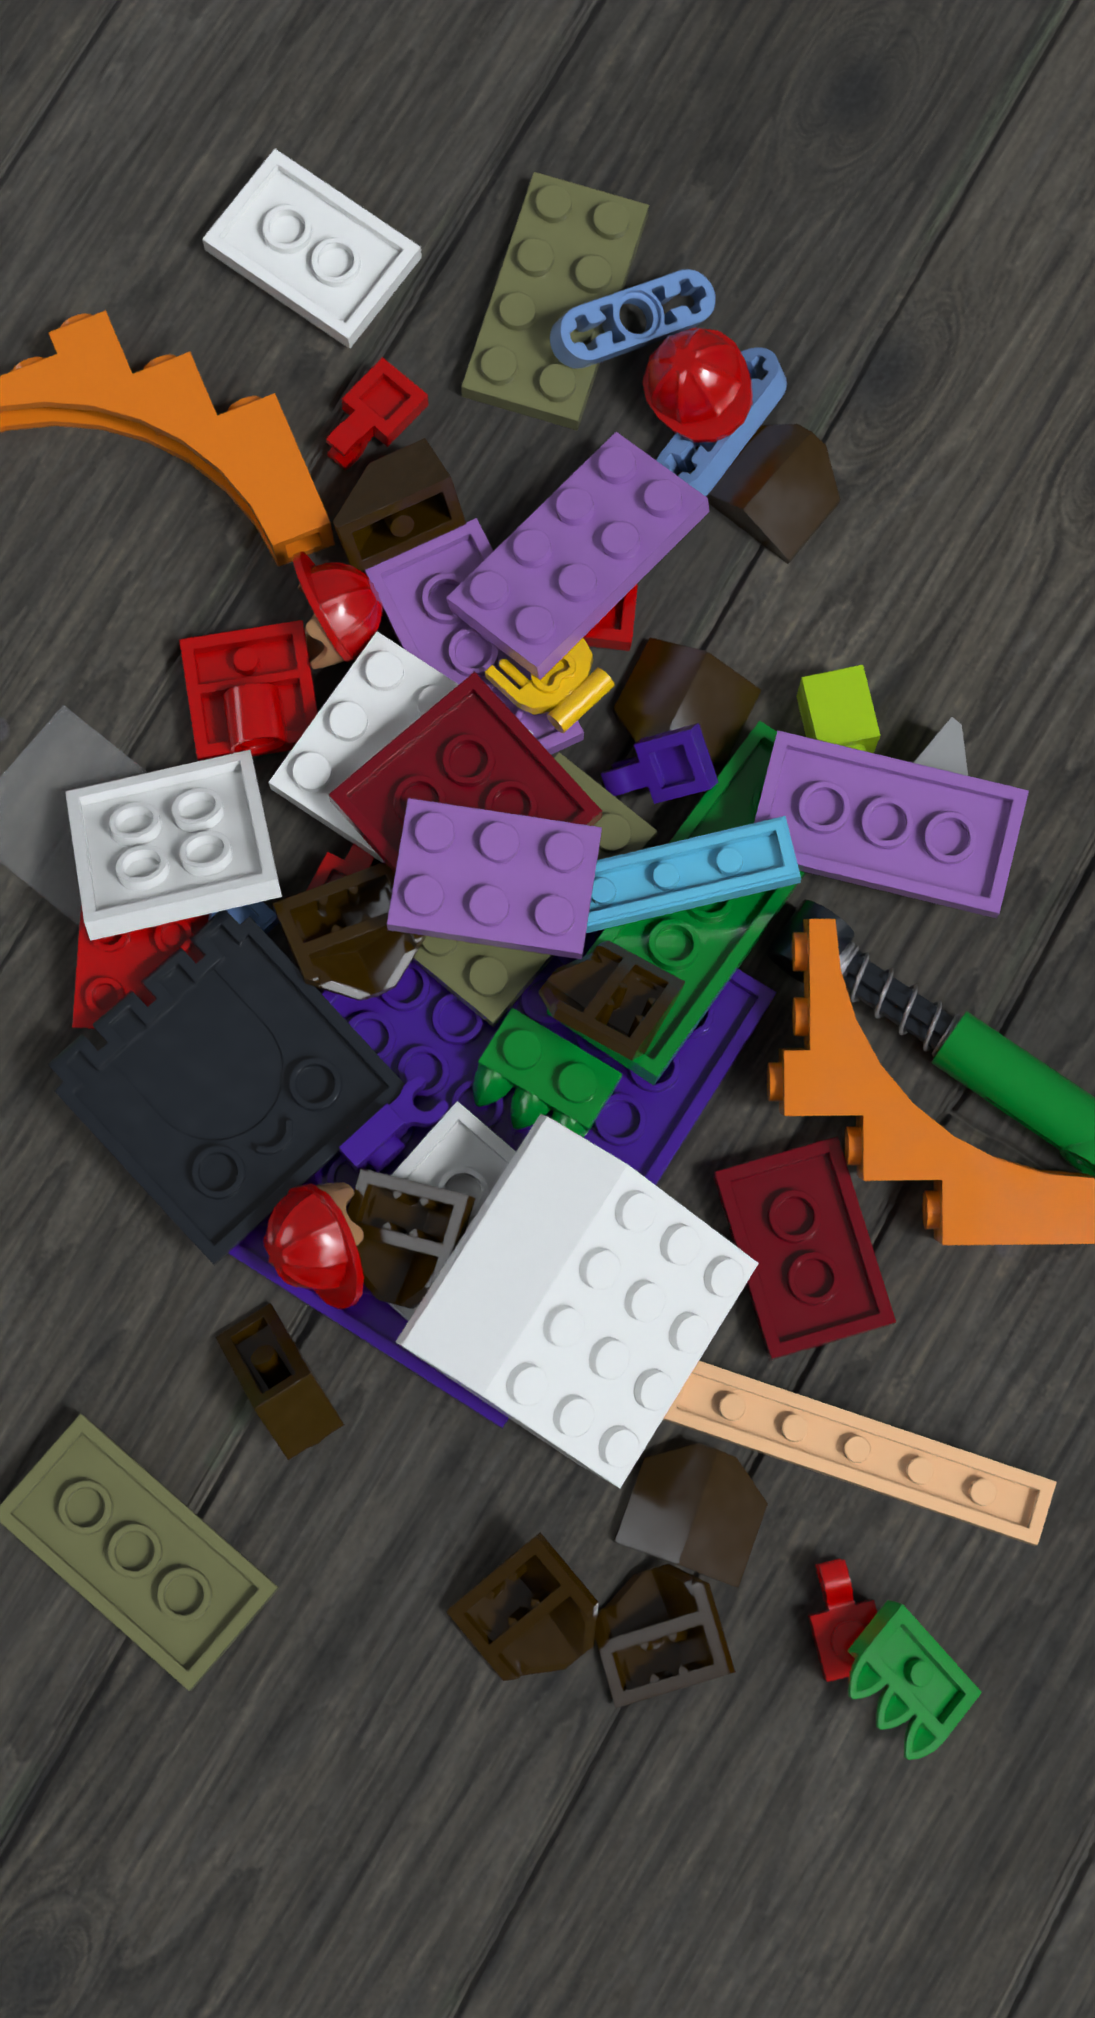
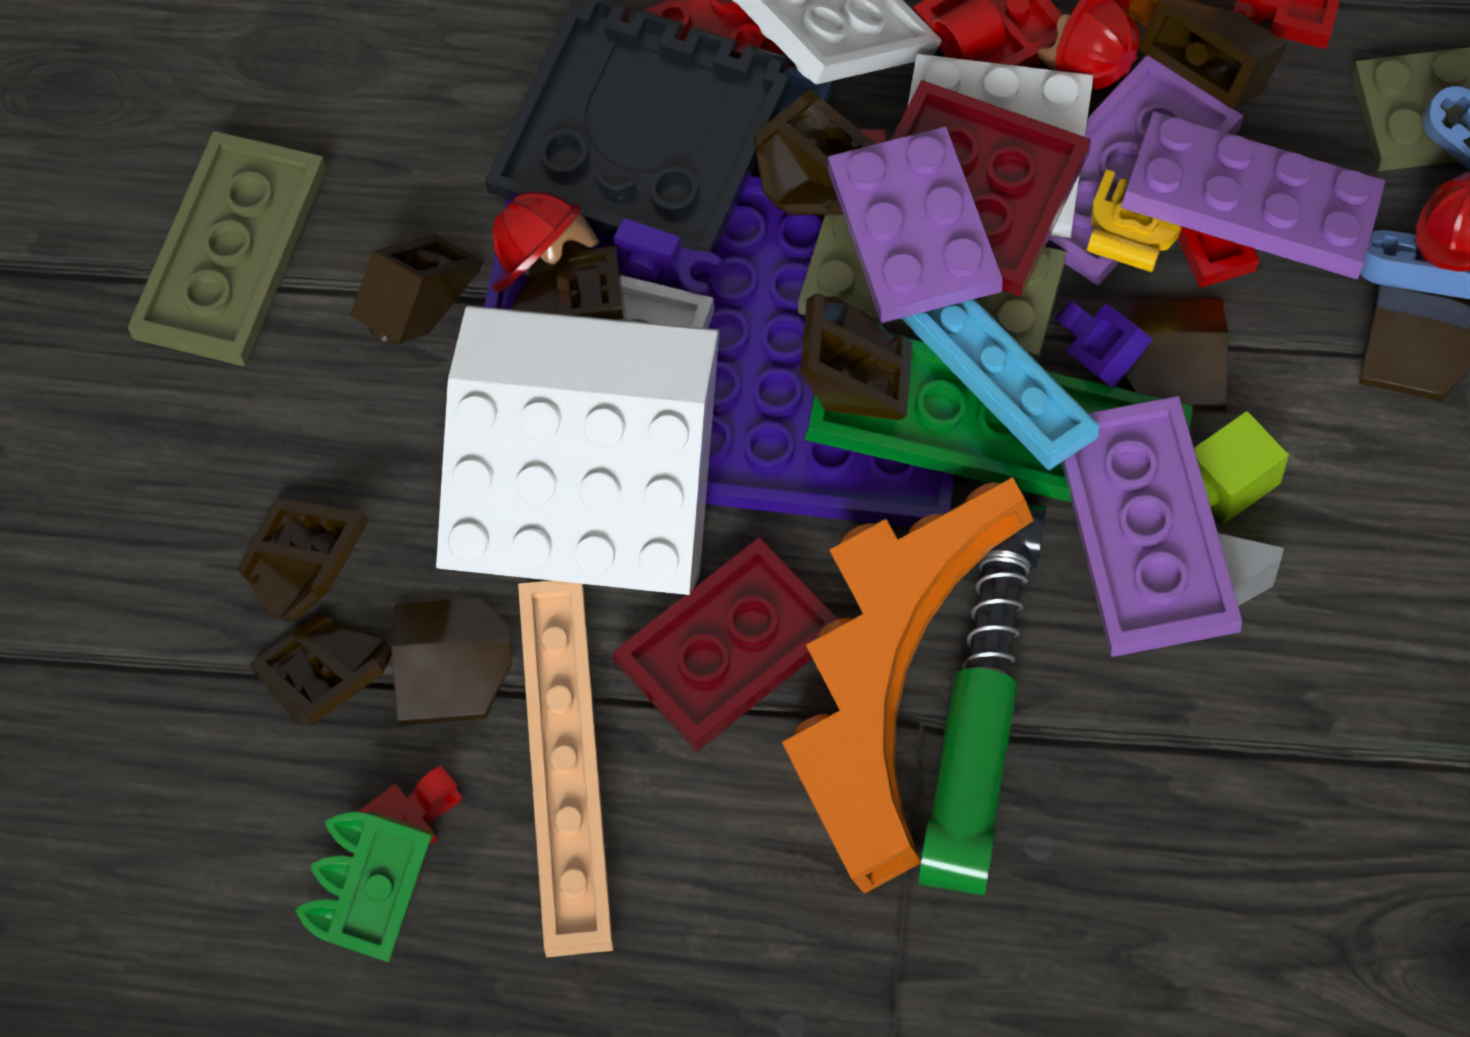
camera: 70 degrees right, 15 degrees down
(546, 1076) = (771, 370): green plate -> none

